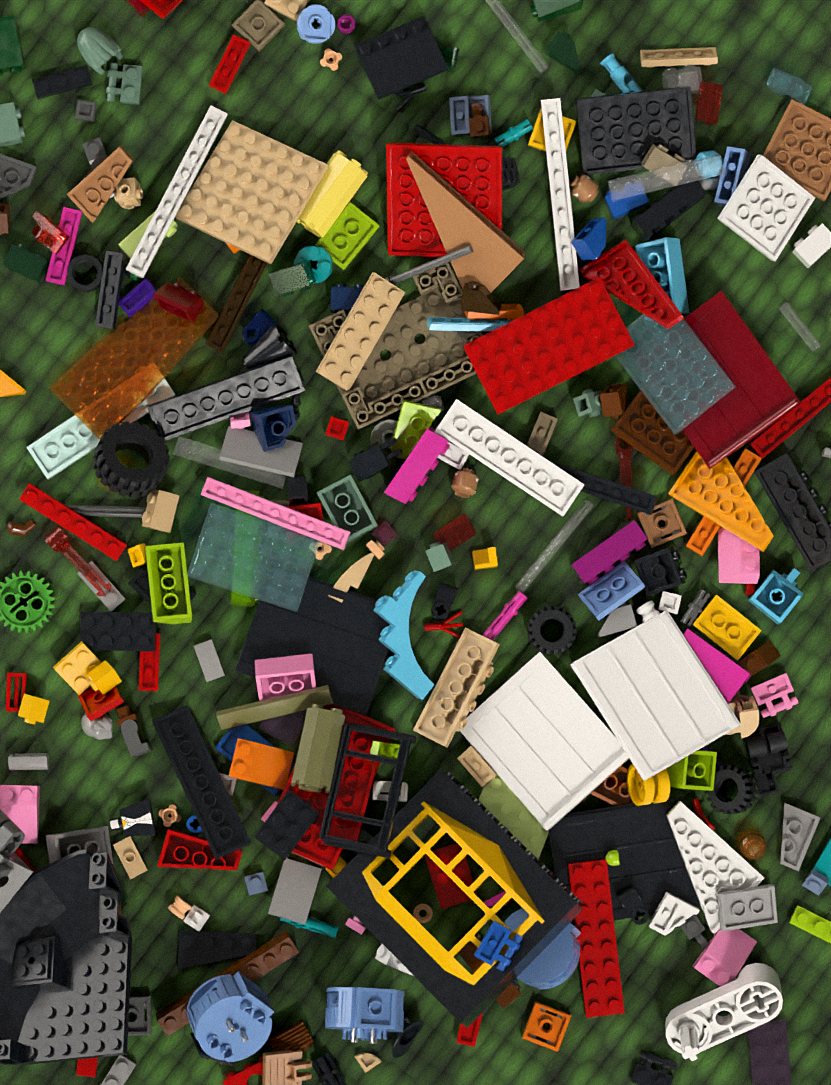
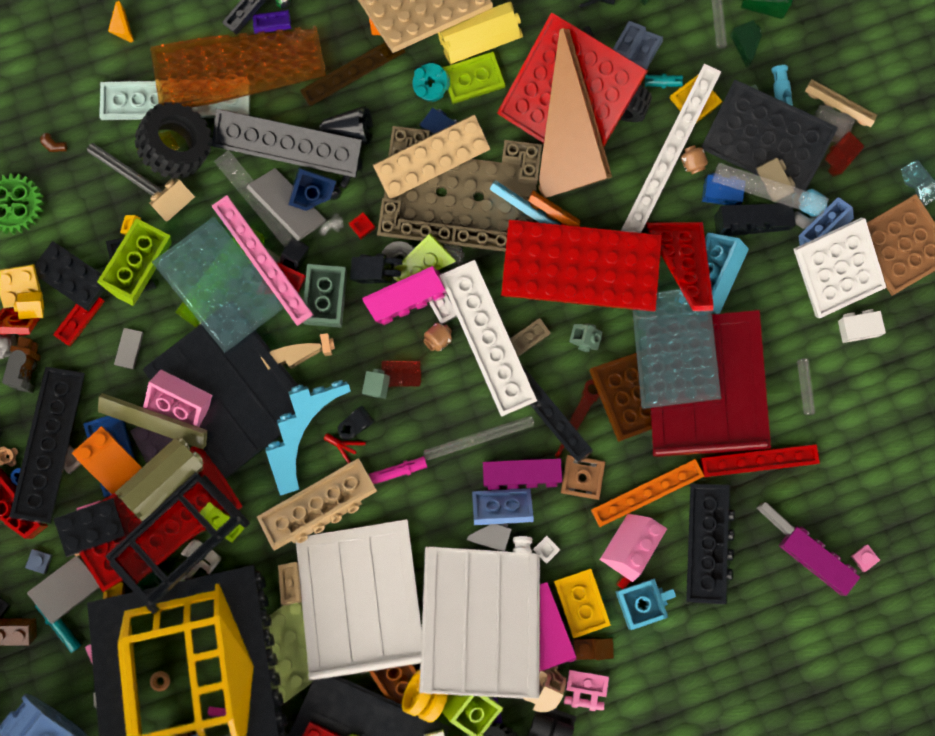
camera: 35 degrees right, 5 degrees down
(60, 543) = (74, 173): clear red piece -> none
(73, 521) = (96, 164): red plate -> none
(113, 598) = (84, 233): light grey hinge -> none
(178, 301) = (299, 40): dark red slope -> none
(240, 421) = (286, 169): bright pink plate -> none
(259, 325) = (350, 102): clear blue piece -> none
(292, 278) = (405, 80): clear green brick -> none
(312, 441) = (336, 223): none -> clear plate
(325, 549) = (282, 319): light nougat plate -> none
(384, 534) = (343, 337): clear pink plate -> none
(430, 265) = (525, 138): dark grey bar -> none
(446, 889) = (207, 670): red plate -> none
(479, 124) = (642, 54): reddish brown plate -> none
(479, 299) = (547, 190): dark brown slope -> none
(485, 558) = (413, 411): yellow panel -> none
(564, 618) = (414, 499): black tyre -> none
(591, 239) = (673, 204): blue slope -> none
(614, 400) = (607, 347): reddish brown slope -> none
(661, 571) = (556, 517): black plate -> none
(695, 608) = (565, 568): dark grey pin -> none
(722, 499) = (648, 489): light orange wing -> none

